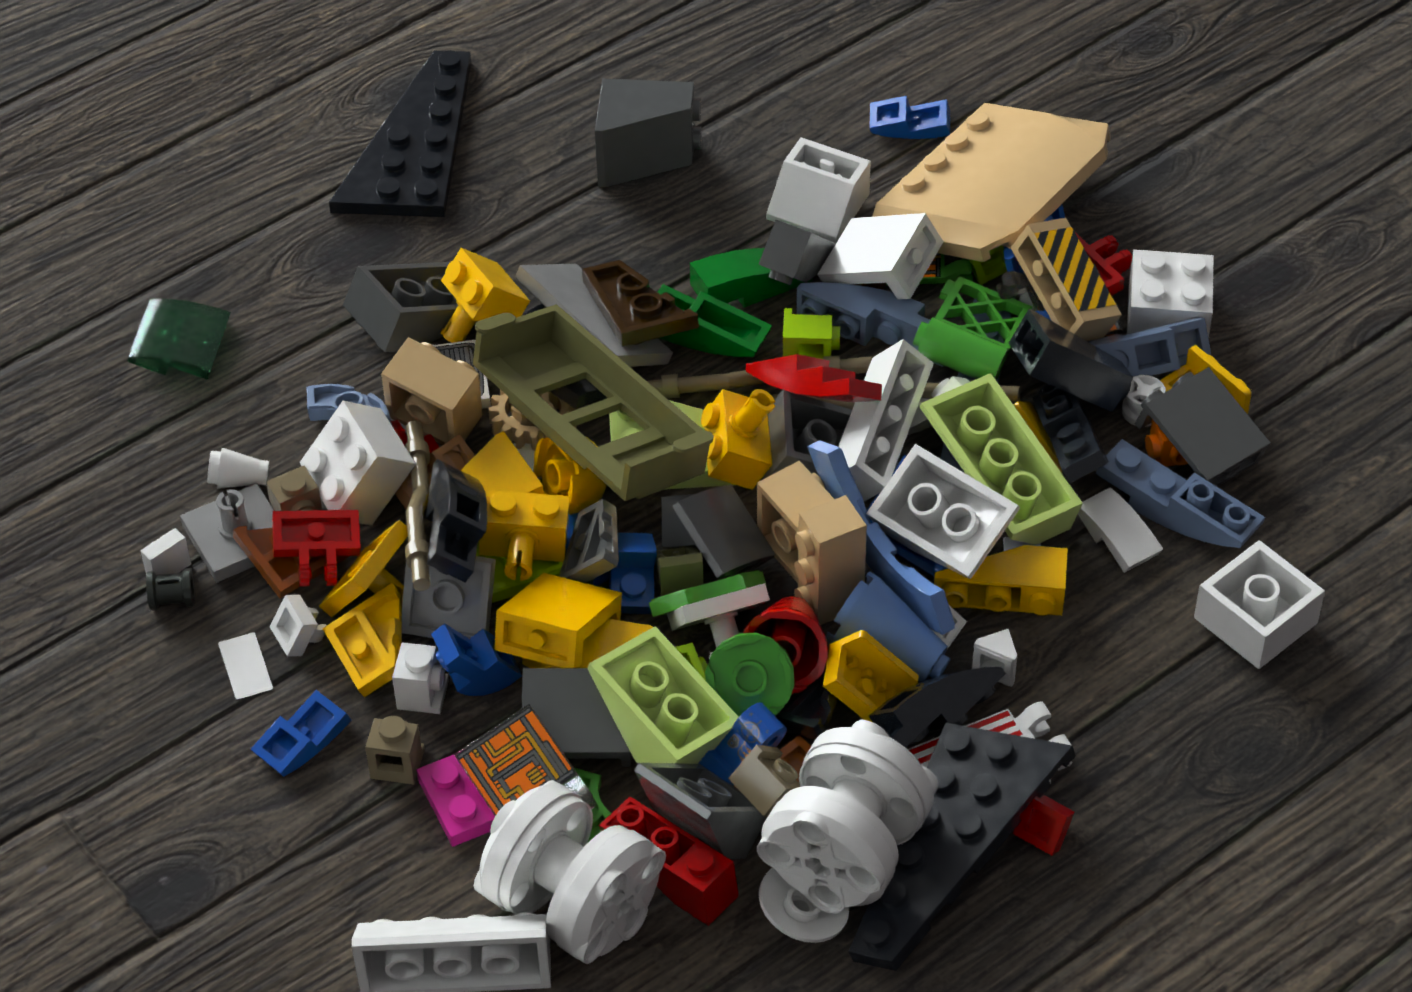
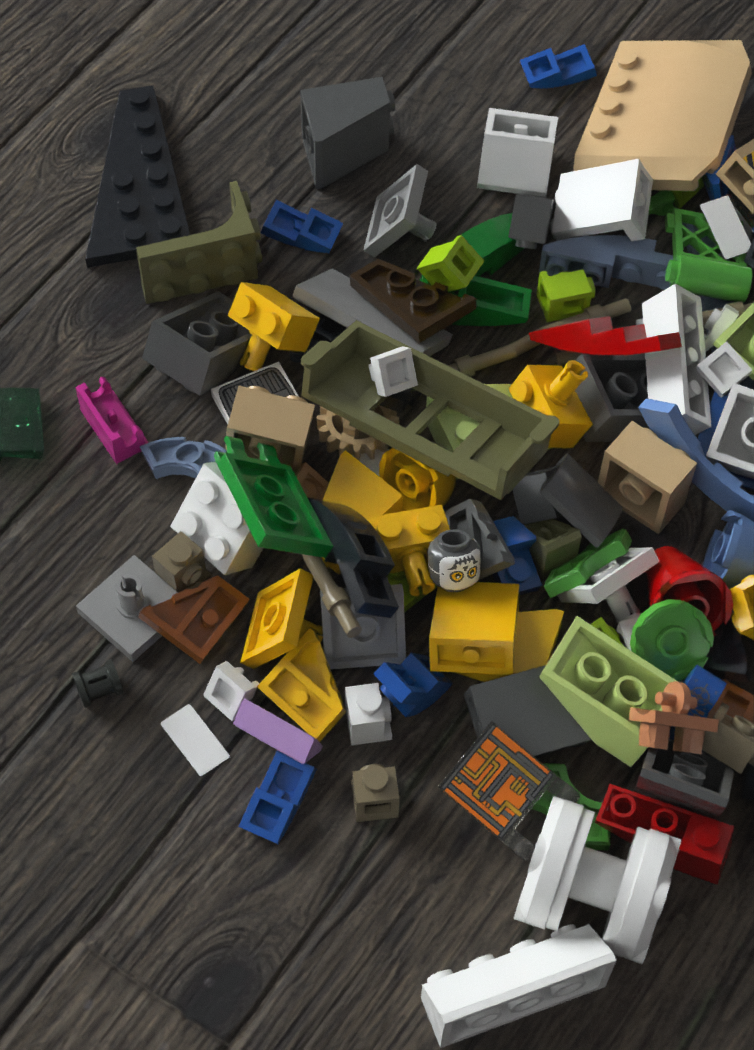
camera: 20 degrees left, 10 degrees up
(166, 554) = (81, 651): white tile -> none
(235, 469) = (108, 546): white cone -> none
(288, 356) = (110, 421): none -> dark pink hinge
(316, 534) = (219, 597): red hinge -> none
(322, 672) = (276, 732): none -> lavender slope
(394, 448) = (272, 500): none -> green tile
(442, 222) = (205, 258): none -> olive bracket
(455, 800) = (445, 824): dark pink wing -> none
(558, 550) = (454, 560): none -> dark grey head
(567, 223) = (310, 232): none -> blue slope
(571, 359) = (393, 371): none -> white tile
(664, 223) = (398, 213): none -> light grey tile
(685, 736) = (656, 724): none -> nougat hips
(686, 276) = (451, 264): none -> lime brick
(830, 556) = (694, 504): tan brick -> none
(918, 428) = (723, 369): none -> white tile
(1000, 303) = (726, 227): none -> white sticker

